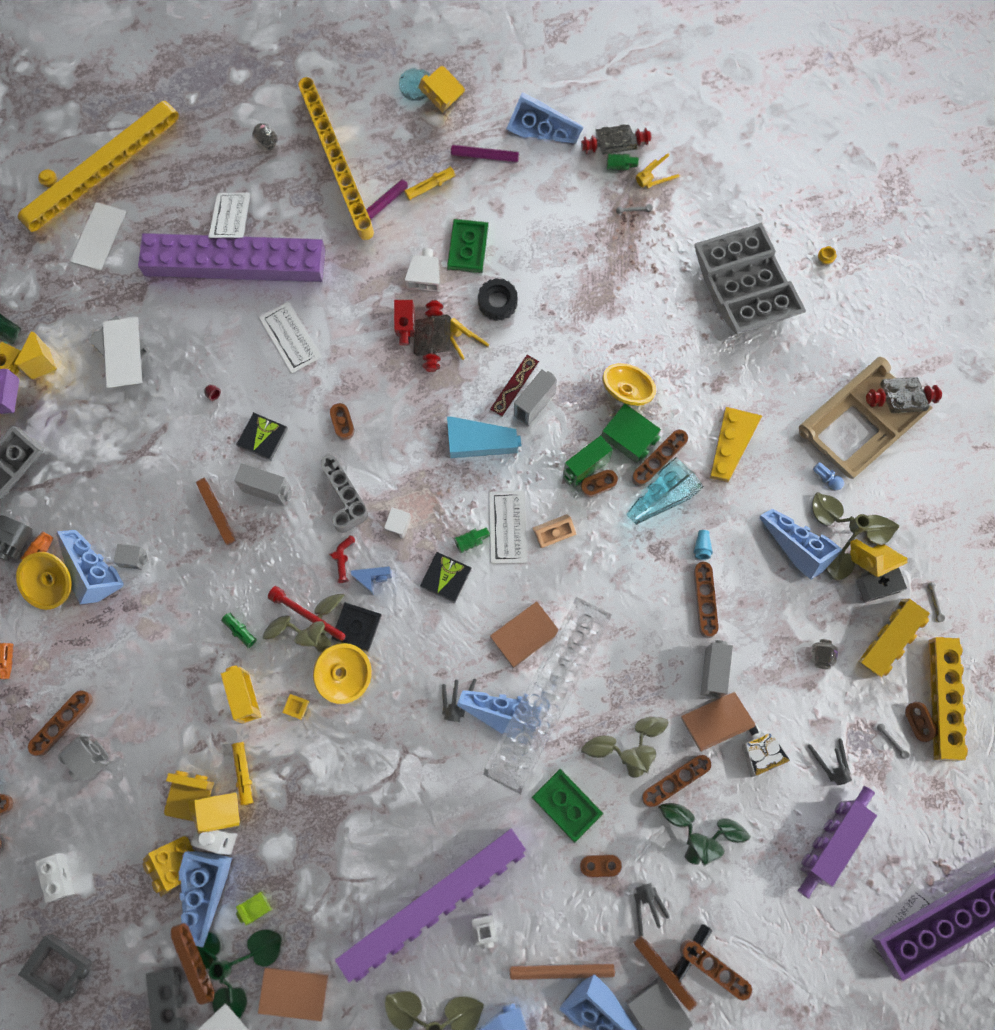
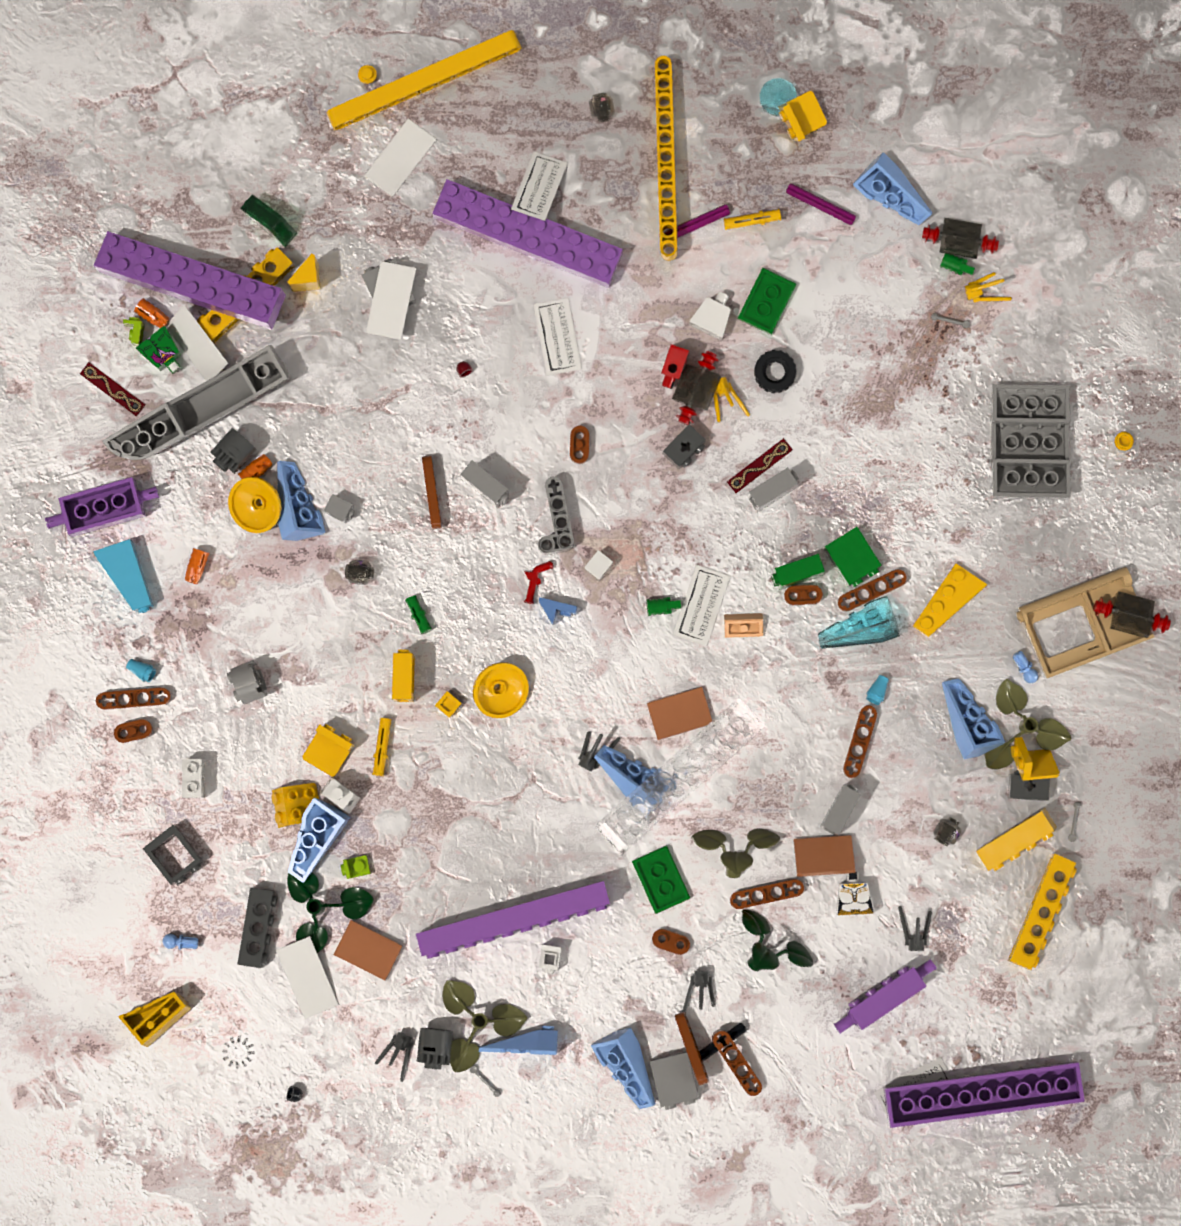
camera: 25 degrees right, 10 degrees up
(63, 726) = (233, 644): dark orange beam -> none
(167, 609) = (359, 572): none -> clear smoke head
(192, 964) = (291, 893): dark orange beam -> none
(215, 812) = (350, 772): yellow slope -> none
(262, 436) = (497, 431): black tile -> none
(278, 596) = (464, 594): red piece -> none
(312, 635) = (486, 648): olive plant -> none
(358, 626) = (527, 650): black tile -> none
(440, 380) = (687, 436): none -> dark grey brick
(445, 577) = (625, 633): black tile -> none
(480, 439) = (702, 509): medium azure slope -> none
(561, 971) = (603, 1016): nougat axle -> none
(629, 384) = (874, 503): yellow dish -> none
(904, 754) = (982, 946): light grey hinge -> none
(920, 721) = (1008, 923): dark orange plate -> none

